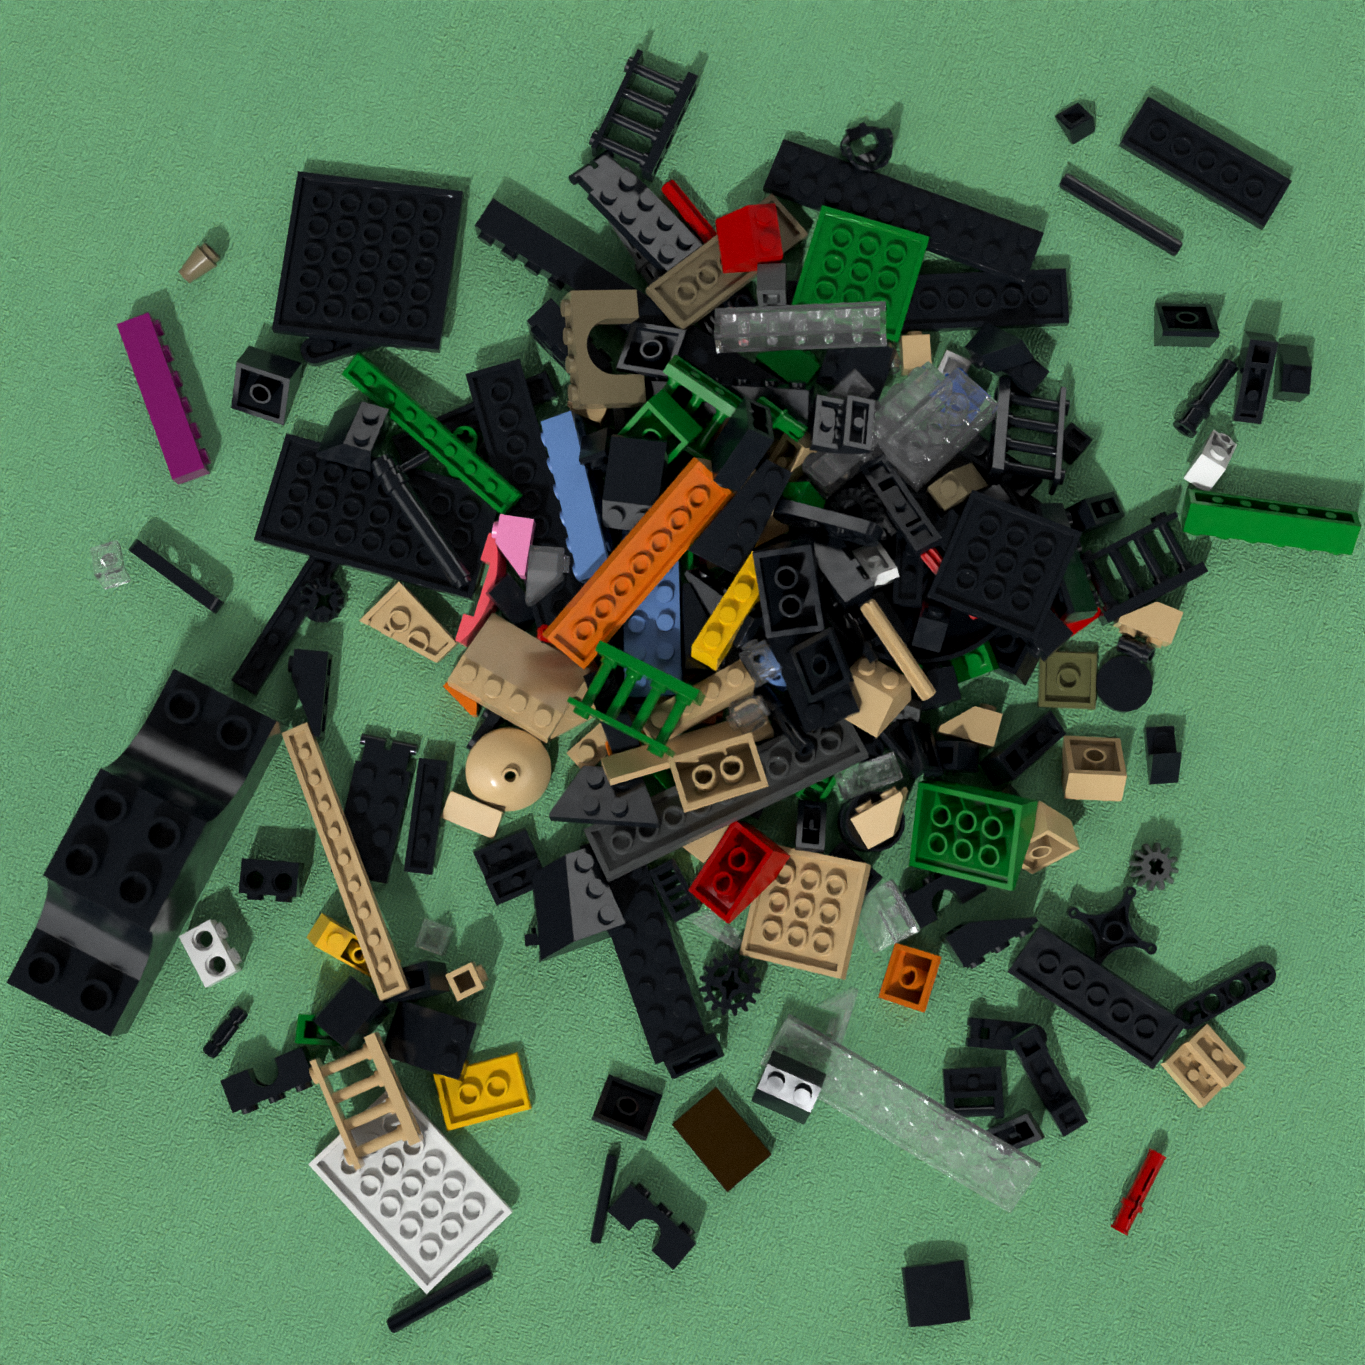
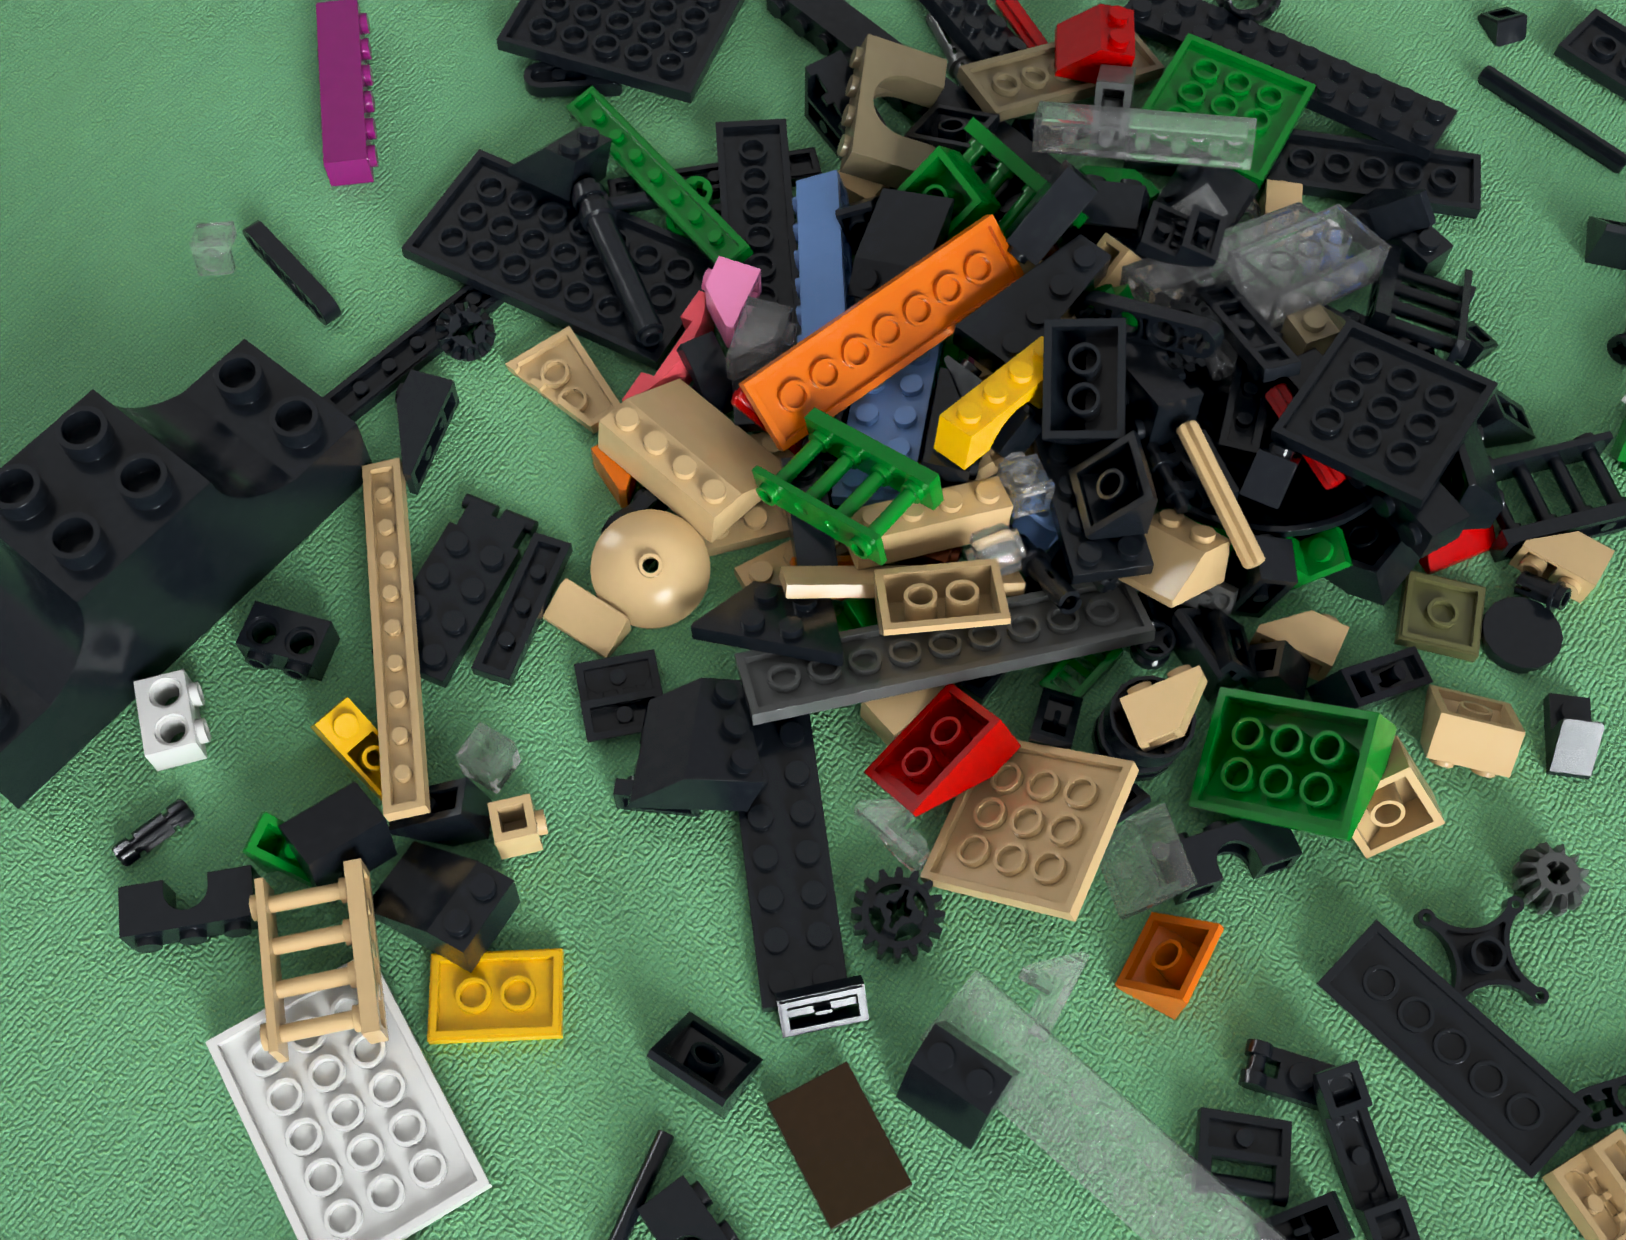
camera: 10 degrees right, 20 degrees down
(265, 384) = (470, 99): black slope -> none
(667, 866) = (835, 738): black slope -> none
(784, 421) = (1105, 214): green axle -> none
(868, 775) = (1145, 657): clear slope -> none
(876, 565) = (1210, 409): white slope -> none
(974, 939) = (1288, 916): black slope -> none

